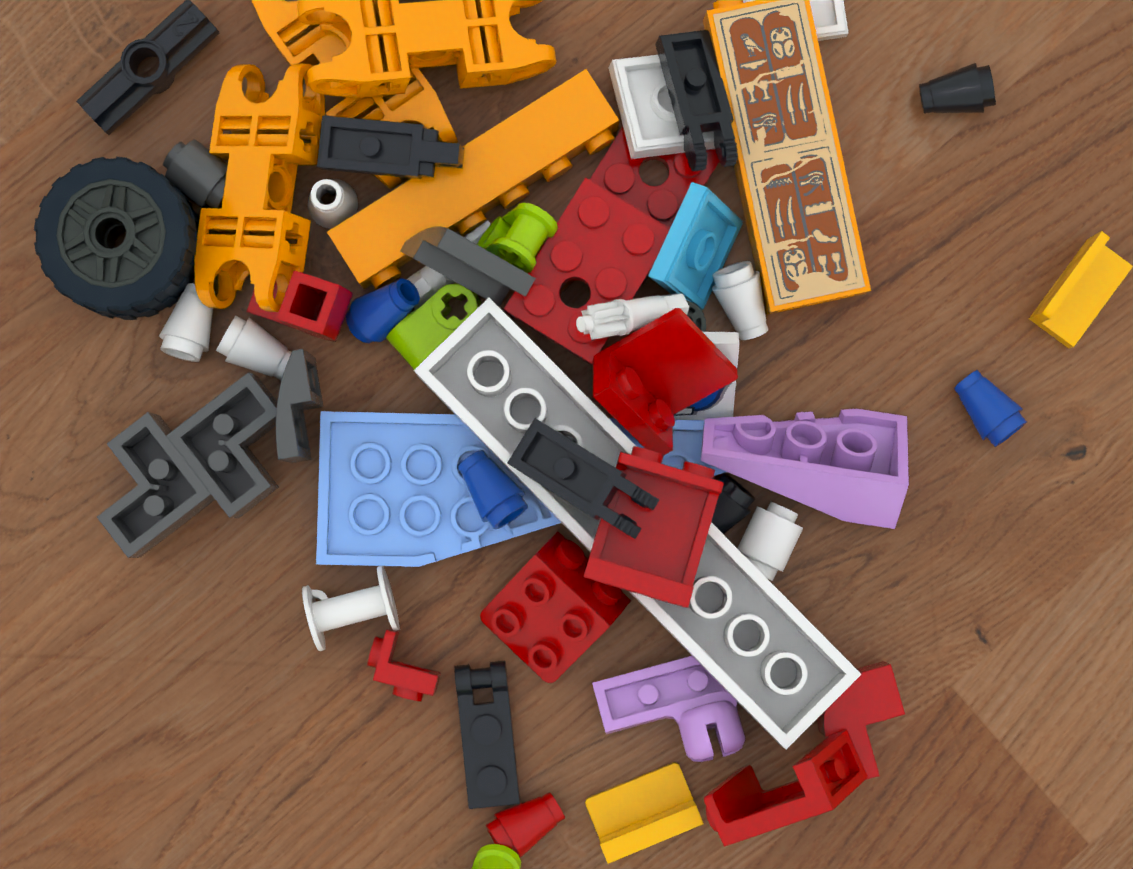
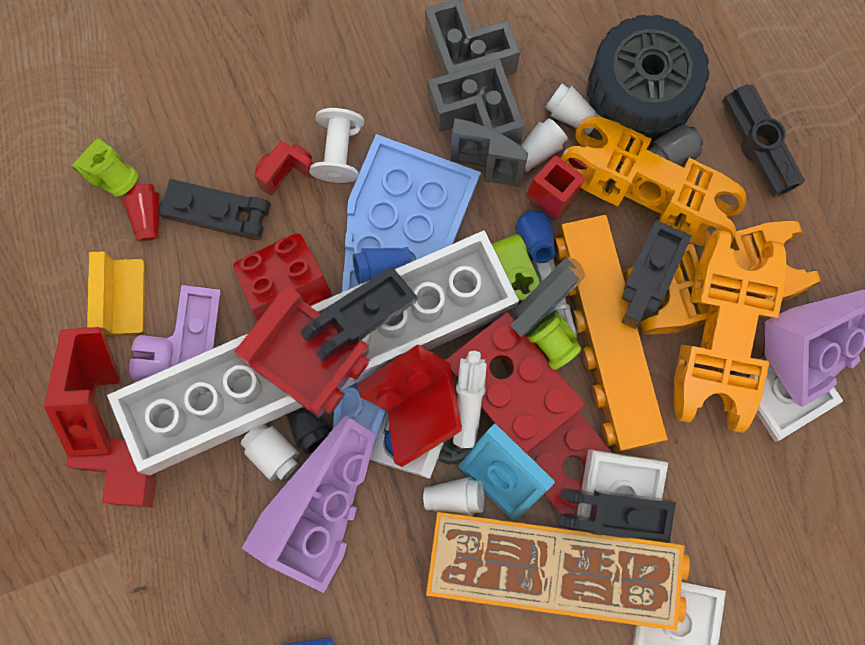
camera: 110 degrees right, 10 degrees down
(336, 212) = (628, 229): white cone -> none

